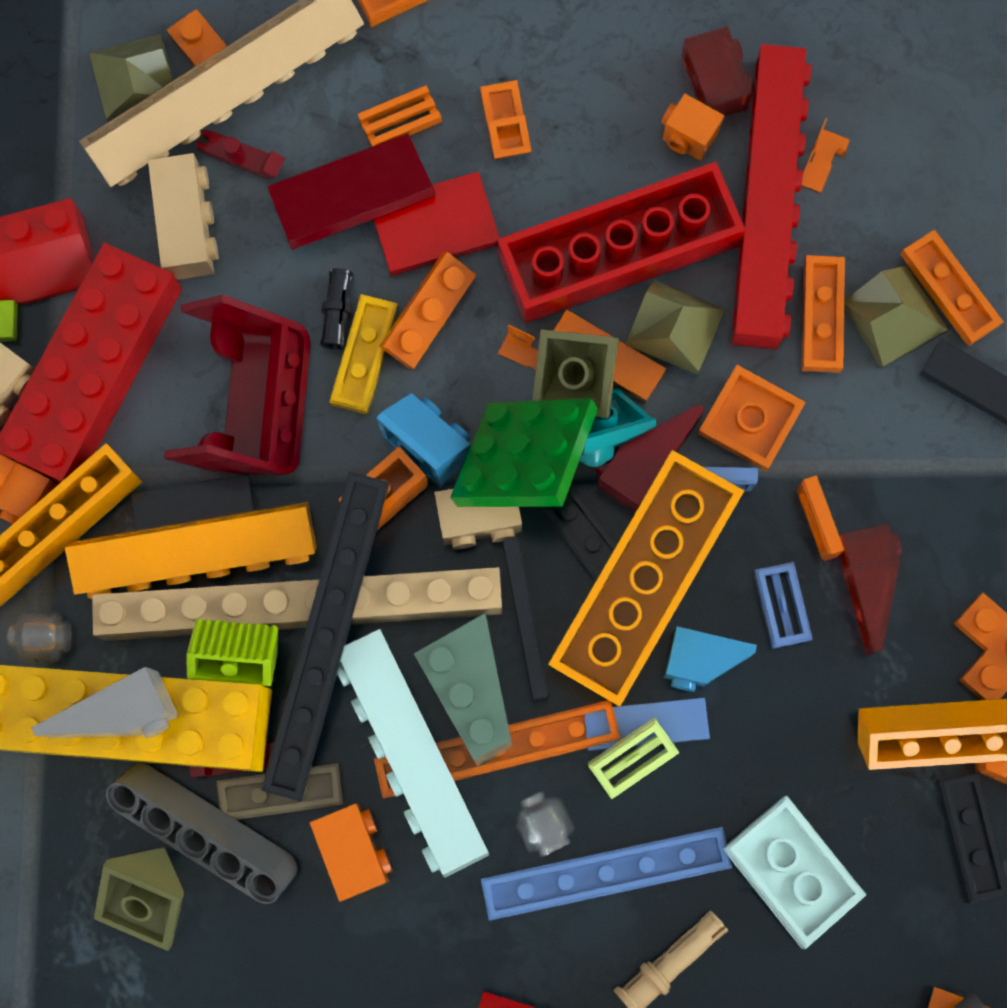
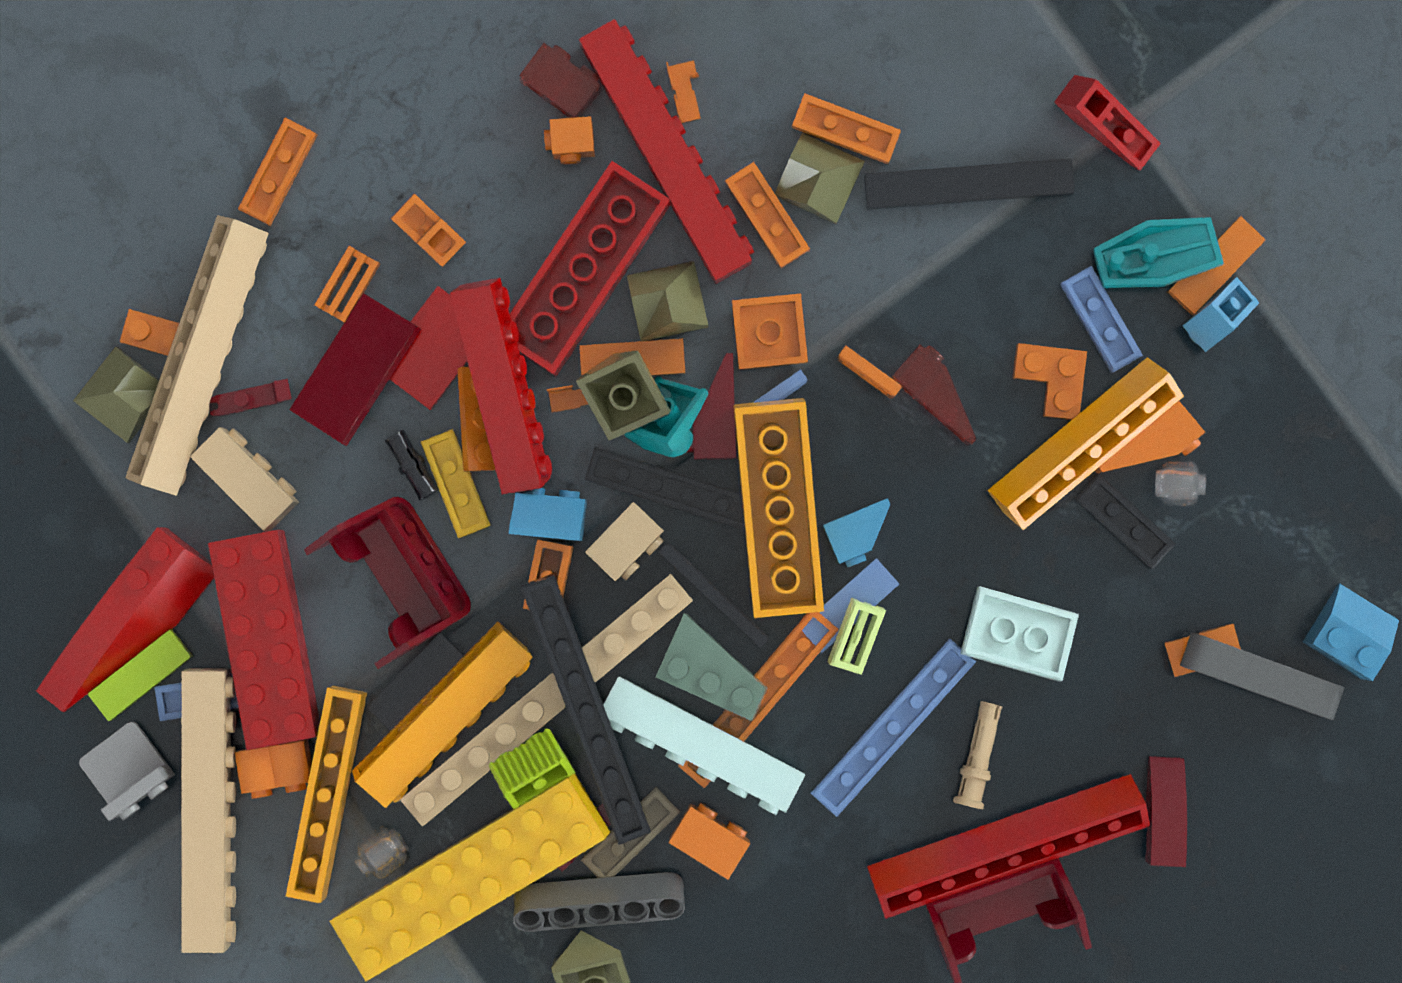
camera: 40 degrees left, 10 degrees up
(124, 709) = (491, 862): light grey slope -> none
(470, 285) = (501, 385): none -> red brick
(525, 454) = (631, 481): green plate -> none
(543, 824) = (827, 725): clear head -> none
(767, 609) = (907, 472): medium blue tile -> none

